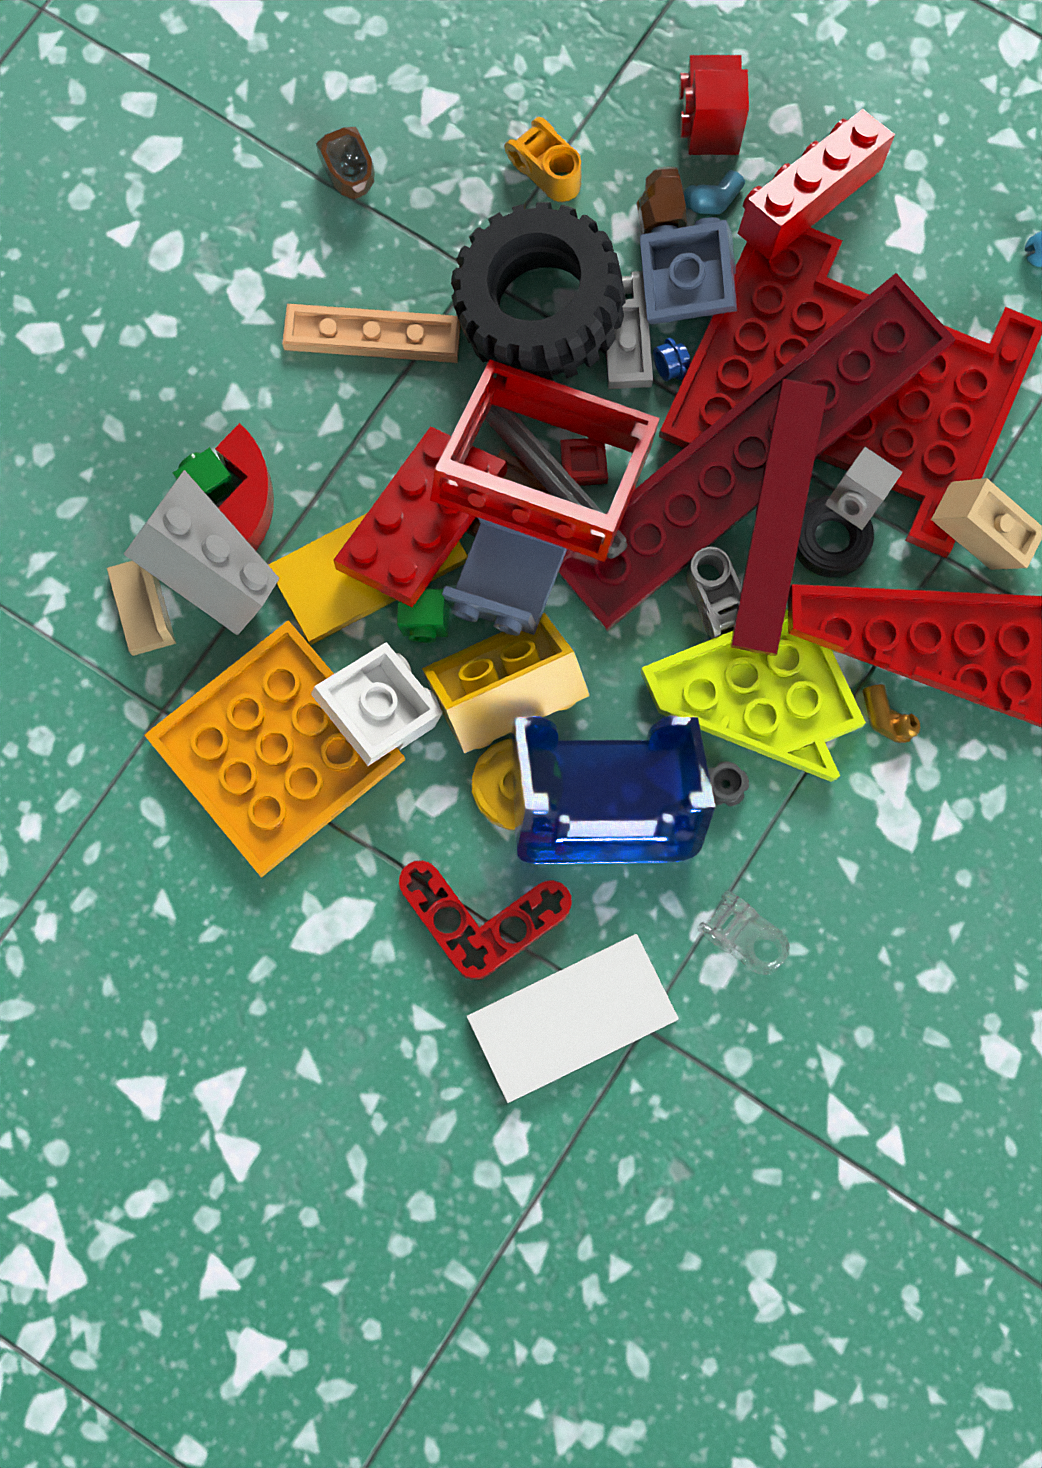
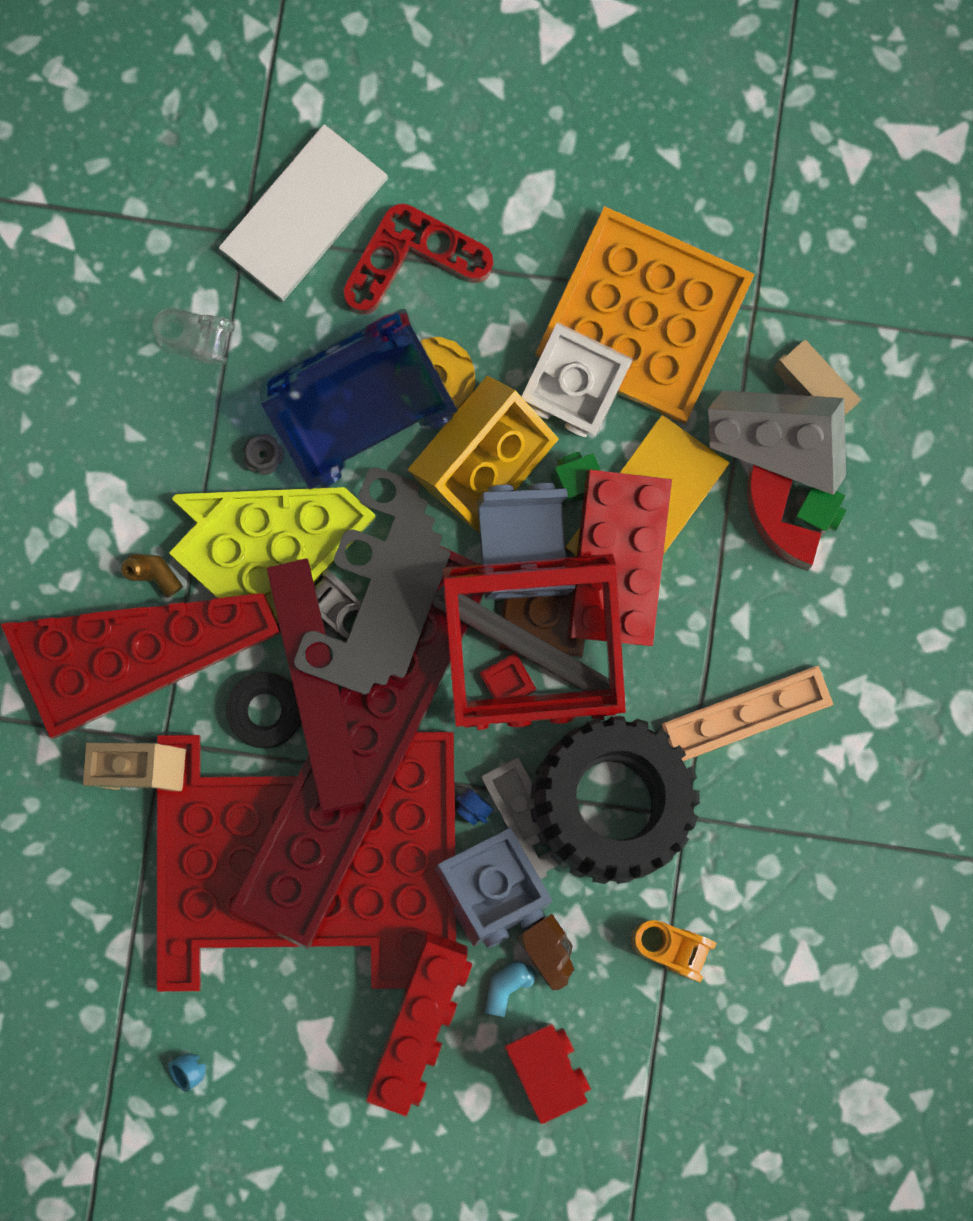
camera: 150 degrees right, 5 degrees up
(347, 162) = (845, 855): rock -> none
(651, 575) = (398, 598): none -> dark grey piece
(863, 488) = (254, 751): light grey brick -> none

